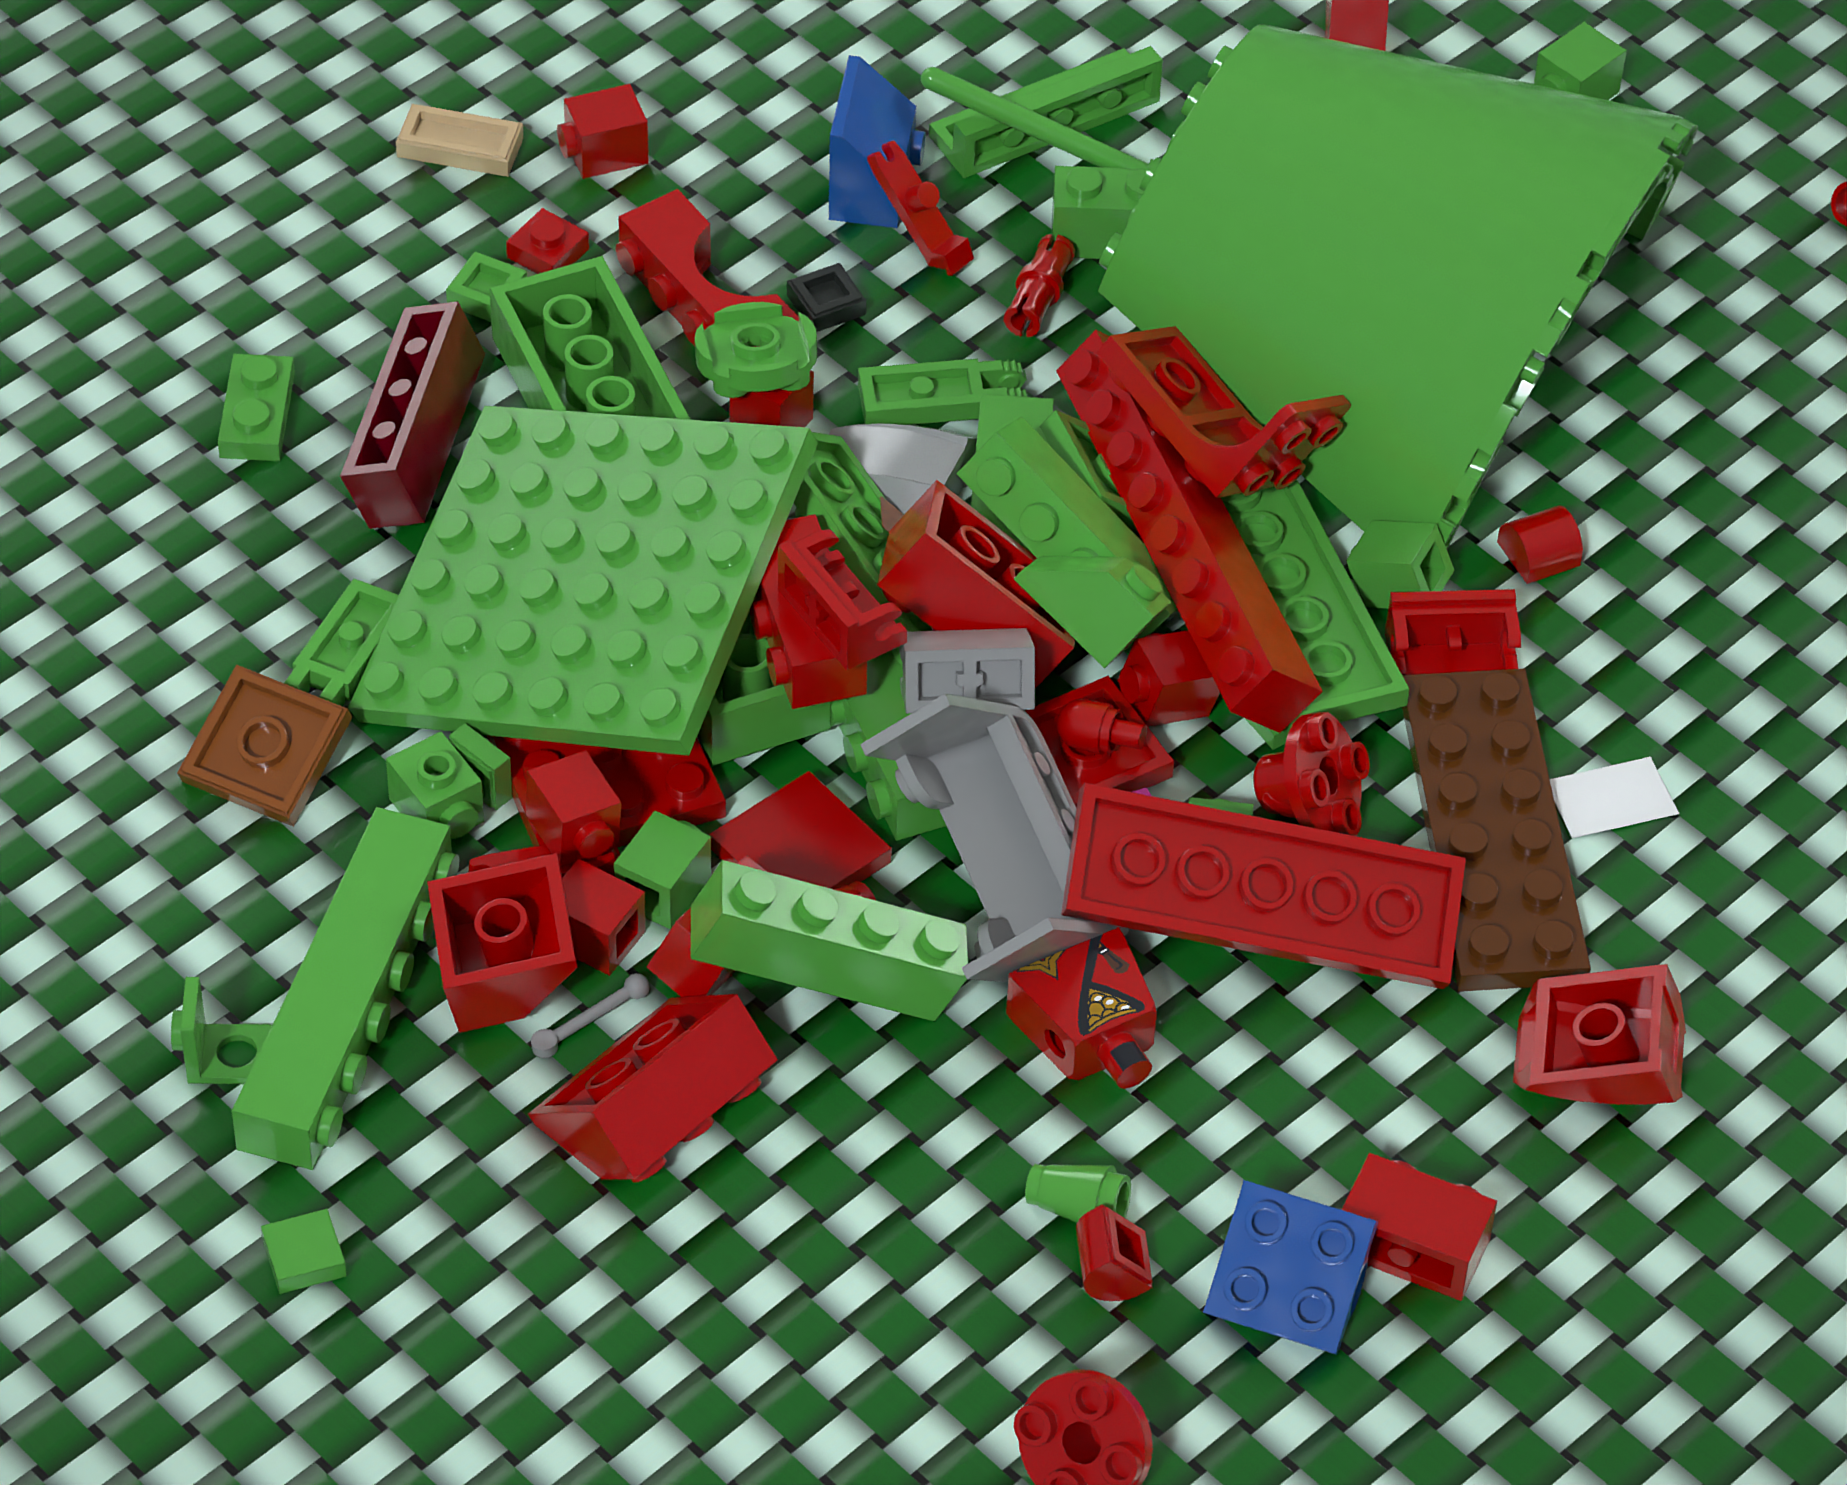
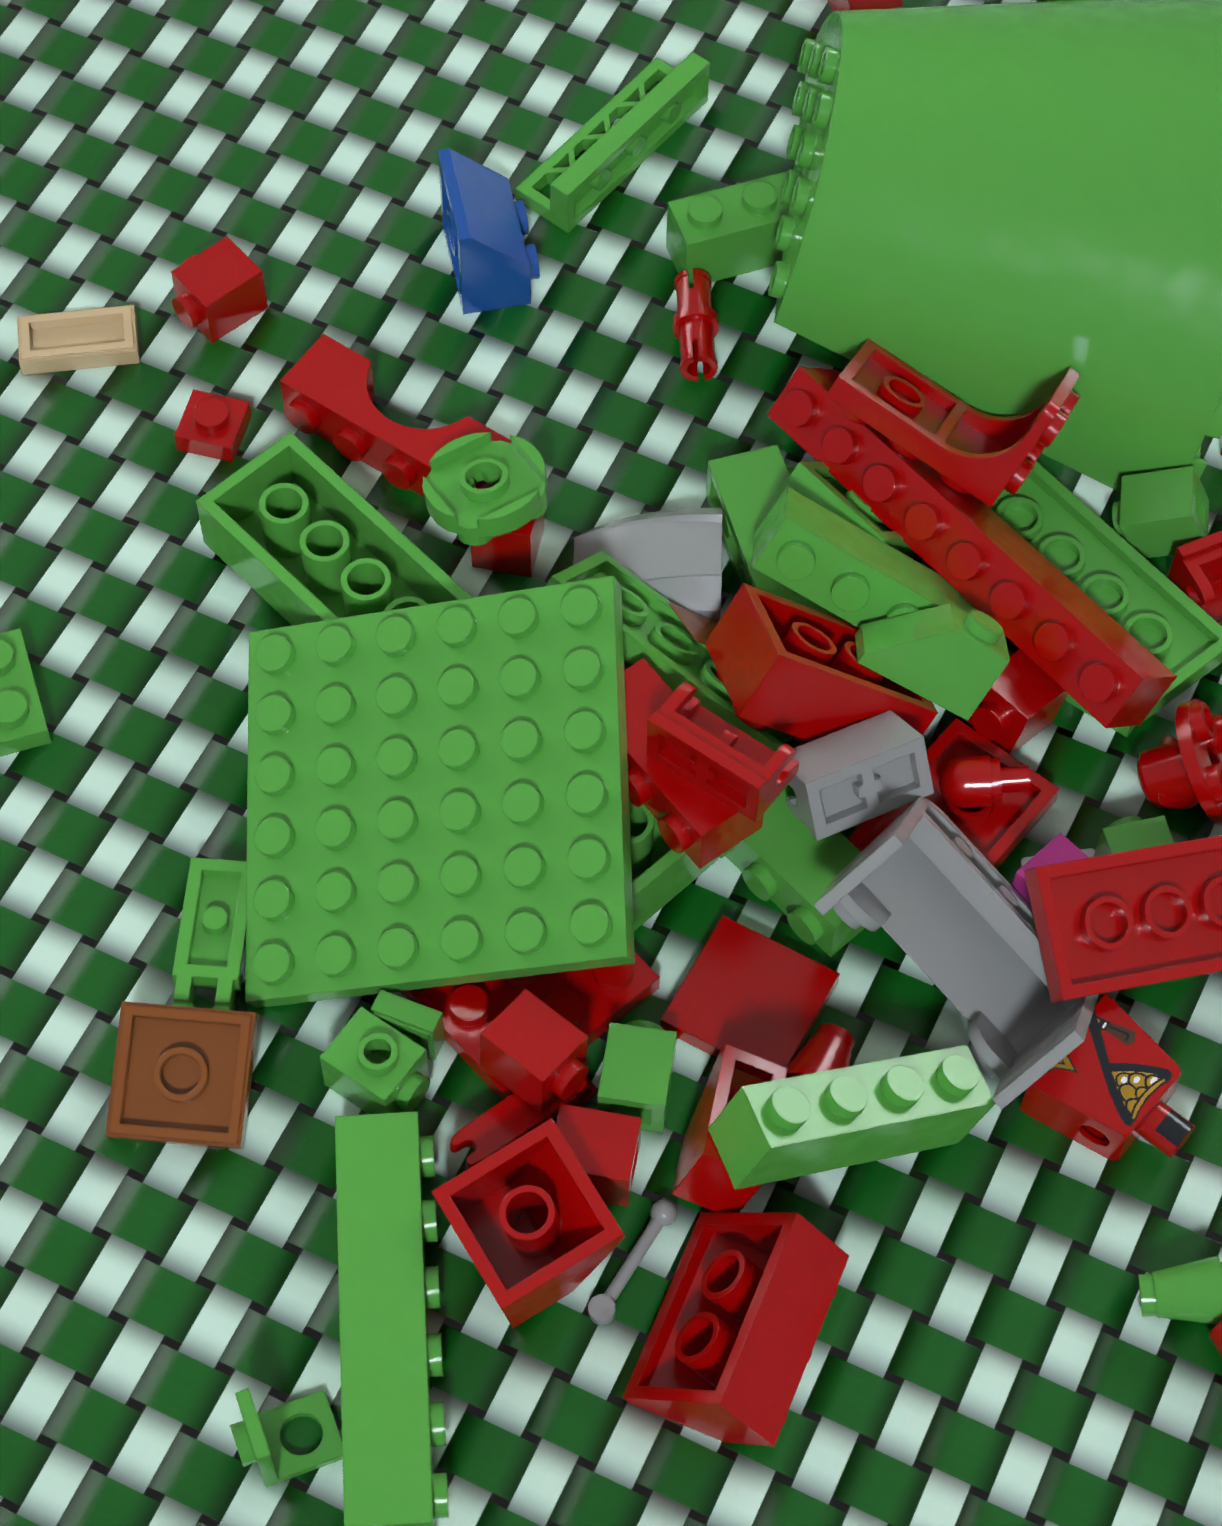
camera: 20 degrees left, 10 degrees up
(413, 415) = (173, 659): dark red brick -> none
(474, 281) = (174, 489): bright green plate -> none
(827, 297) = (501, 398): pearl dark grey tile -> none
(917, 208) = (557, 284): red piece -> none
(935, 390) = (652, 466): bright green hinge -> none
(1027, 121) = (635, 165): bright green piece -> none

